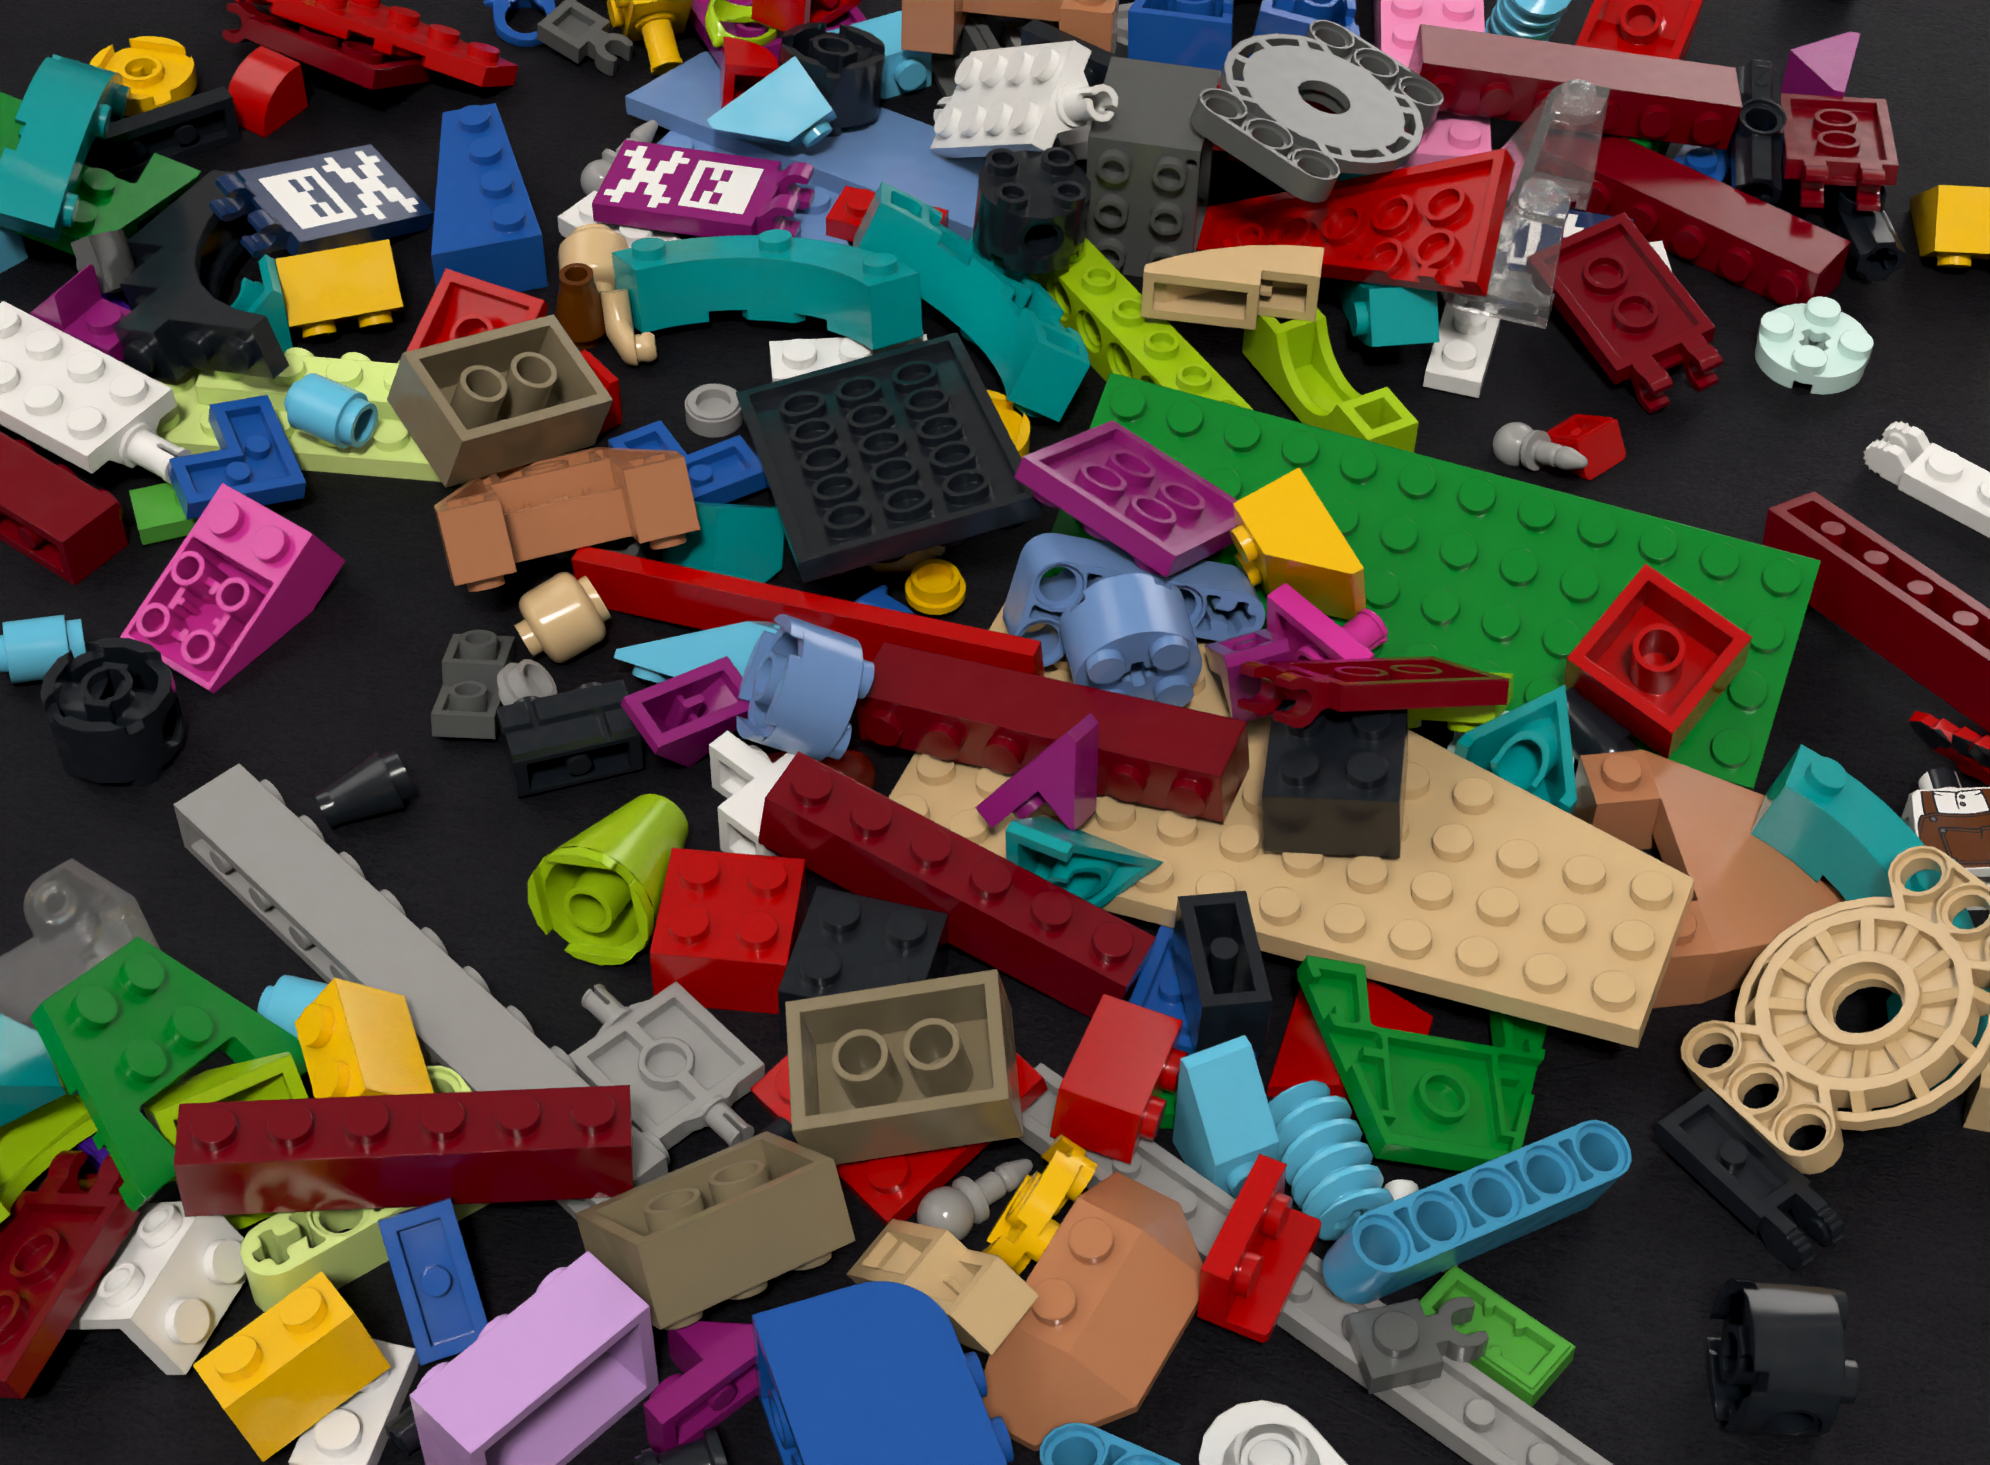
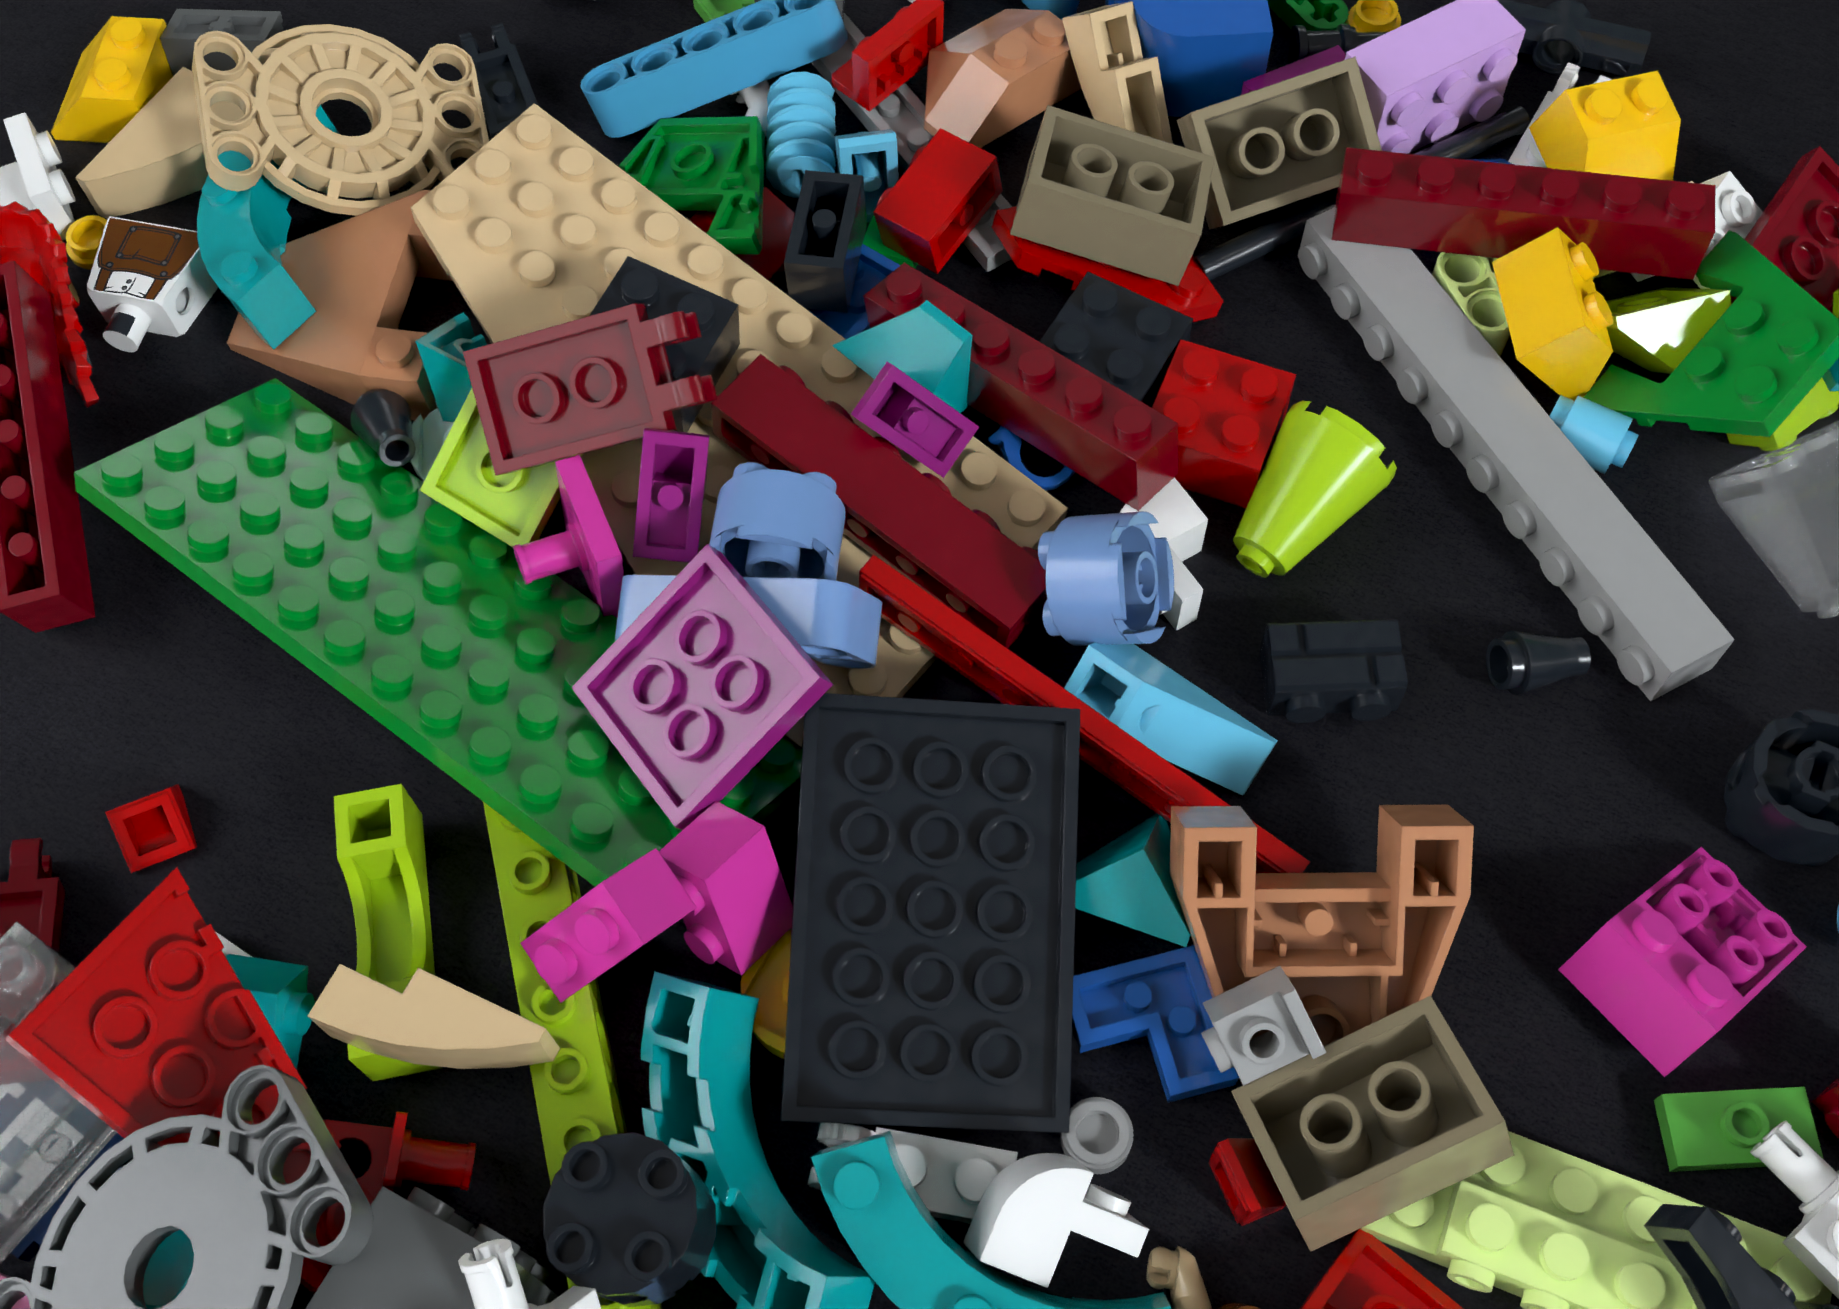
camera: 160 degrees left, 15 degrees up
(251, 459) = (1678, 1111): blue plate -> none
(330, 411) = (1584, 1171): medium azure brick -> none
(470, 686) = (1424, 760): dark grey slope -> none
(524, 680) = (1369, 743): light grey plate -> none
(562, 618) = (1324, 819): tan head -> none
(594, 427) = (1258, 1005): none -> light grey brick
(676, 1060) = (1291, 325): light grey plate -> none
(688, 711) = (1221, 634): magenta slope -> none
(737, 334) = (1034, 1208): none -> white brick
(1026, 1221) = (1014, 116): yellow plate -> none
(1066, 407) = (735, 885): none -> dark pink brick
(1131, 341) = (608, 924): none -> dark pink brick
(1292, 539) = (566, 596): yellow slope -> none
(1522, 446) = (219, 840): light grey bar -> none
(1657, 660) = (298, 415): red brick -> none

